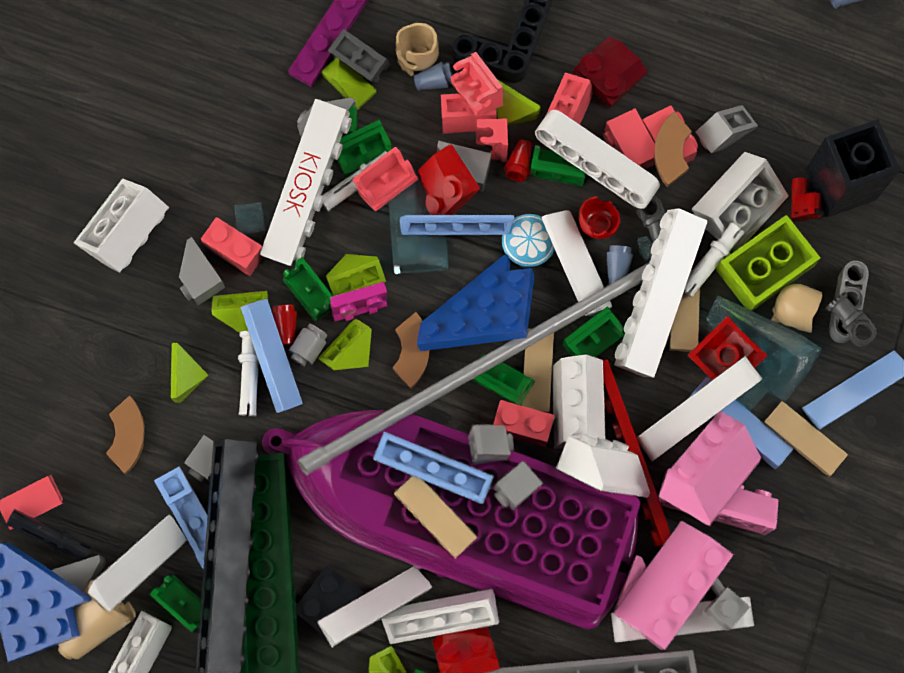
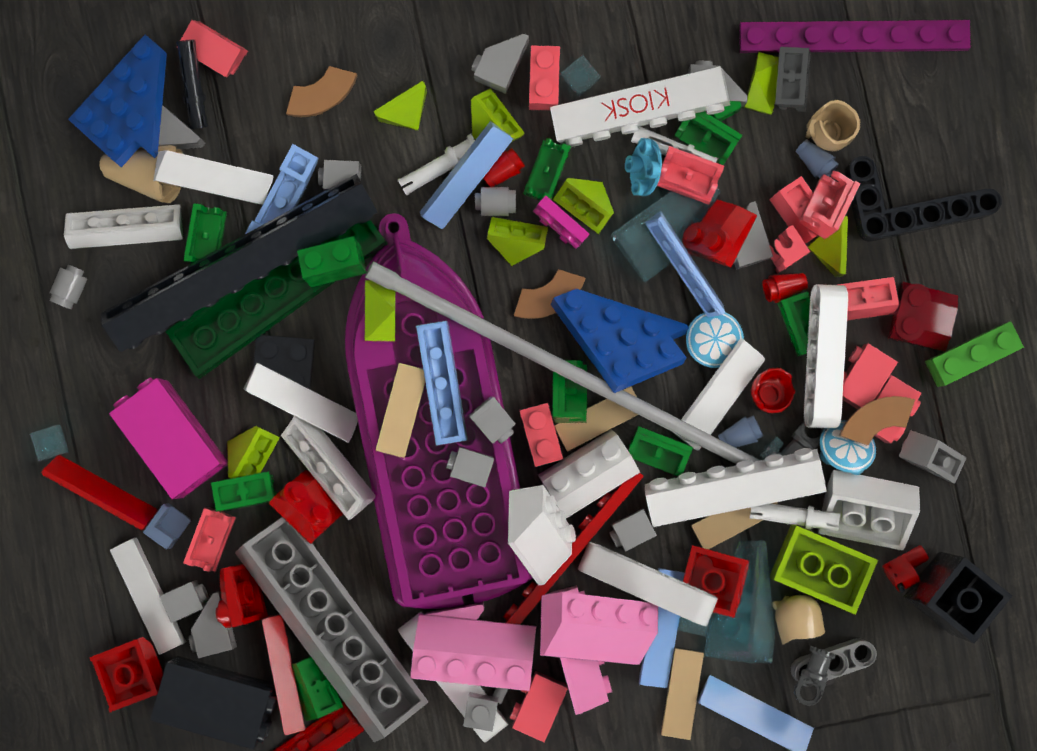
camera: 60 degrees right, 10 degrees up
(273, 505) = (331, 261): none -> green brick
(342, 483) = (379, 312): none -> lime slope
(356, 210) = (644, 167): none -> medium azure dish
(646, 397) = (632, 530): none -> light grey brick
(663, 49) = (974, 354): none -> bright green brick
(682, 192) = (845, 453): none -> dish
(750, 562) = (538, 706): none -> coral brick

